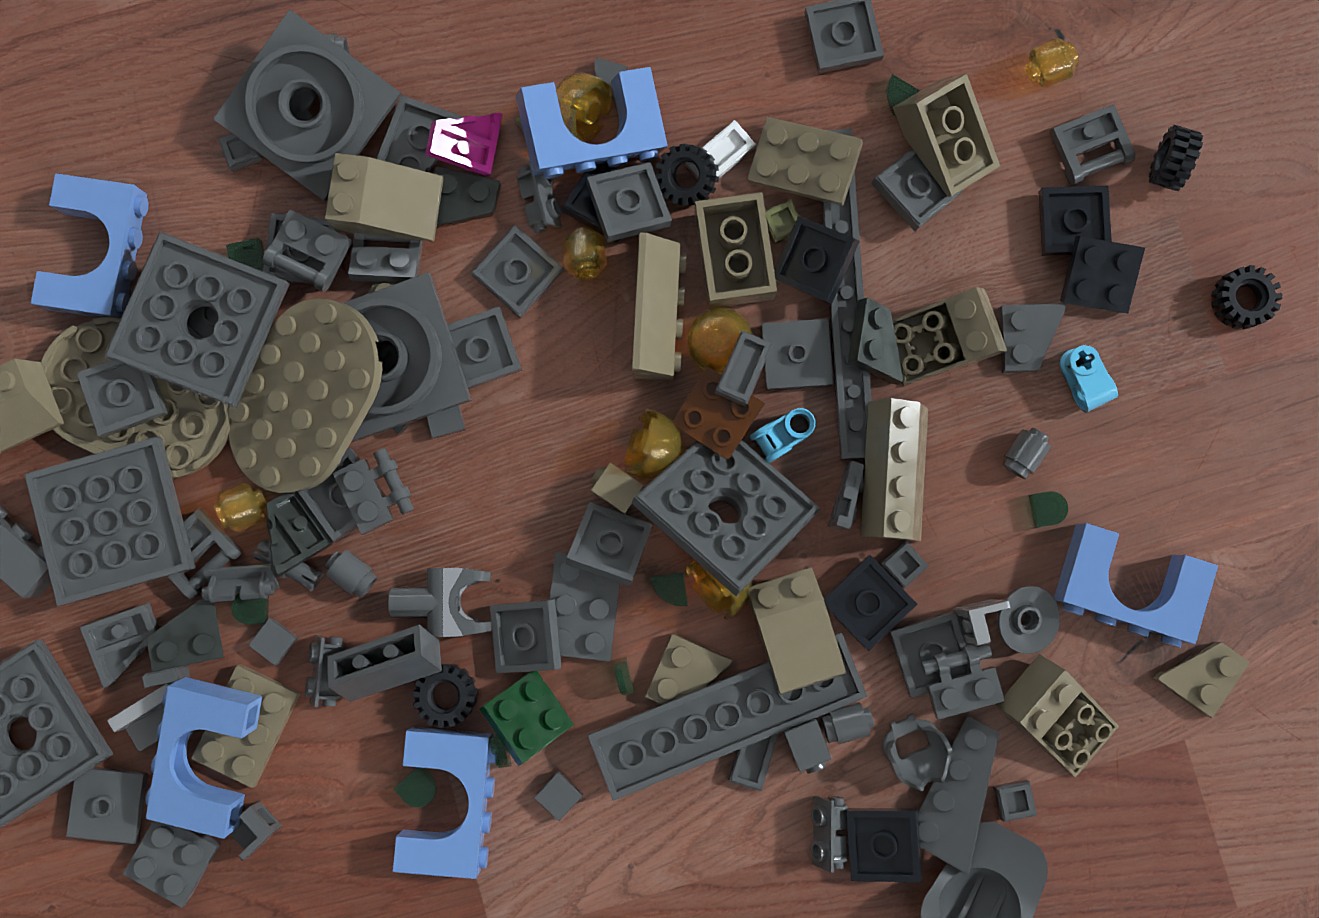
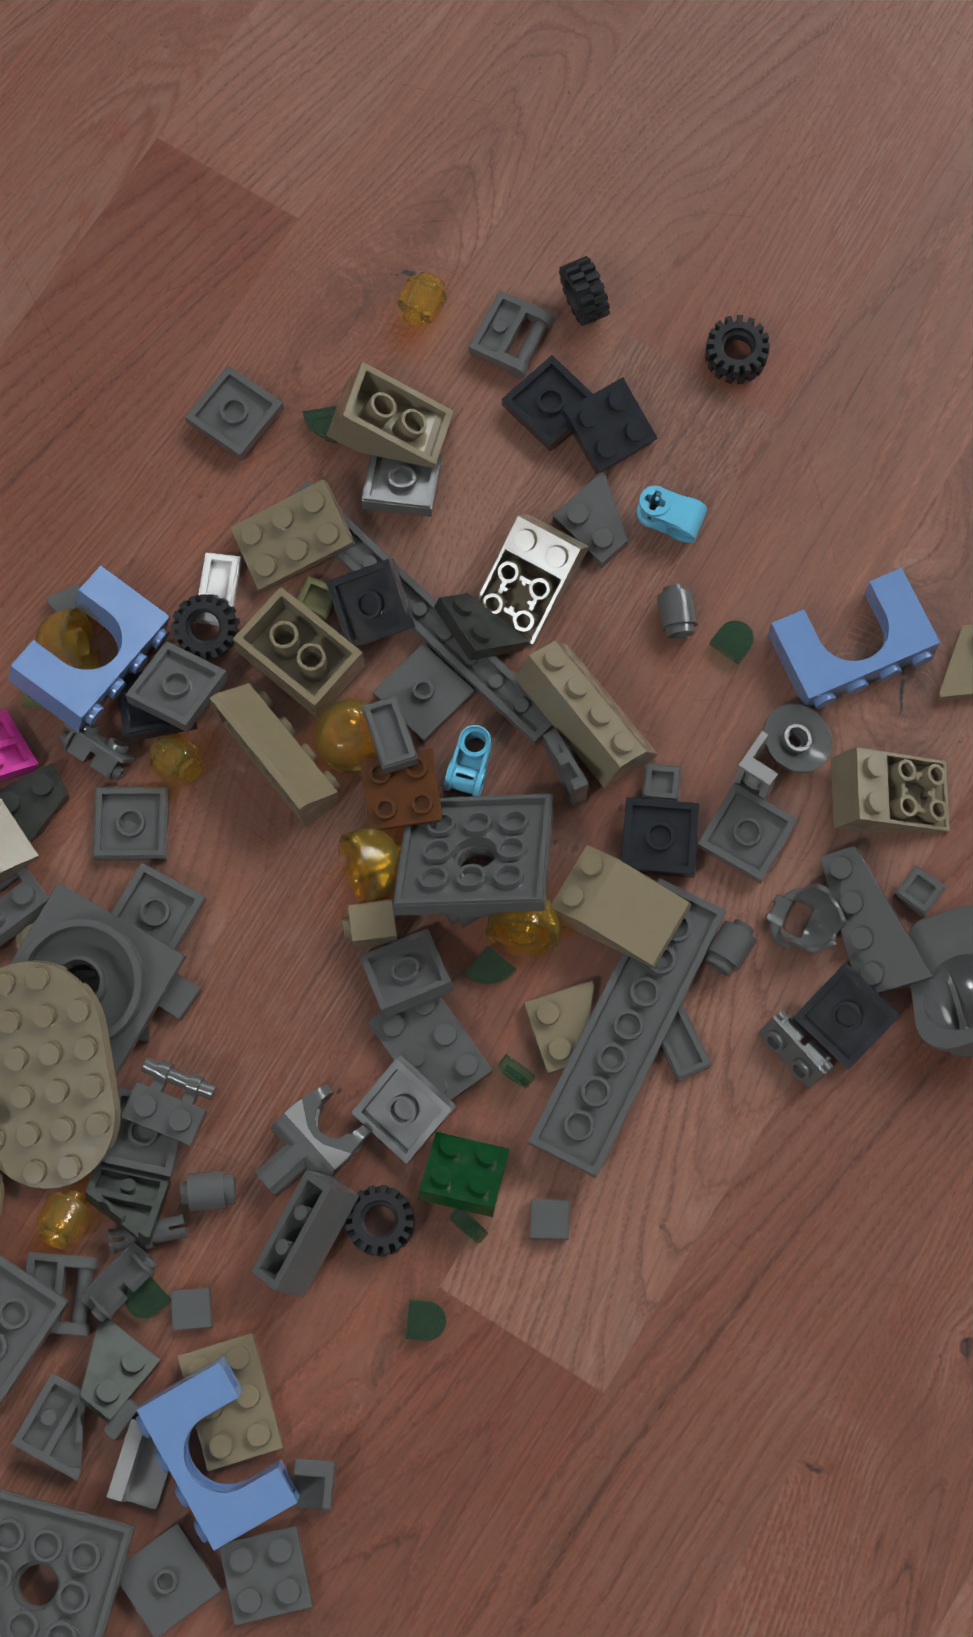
camera: 40 degrees left, 10 degrees down
(317, 685) = (262, 1305): dark grey hinge -> none
(459, 850) = (446, 1253): medium blue arch -> none
(807, 746) = (714, 993): dark grey brick -> none
(965, 691) = (798, 837): dark grey plate -> none

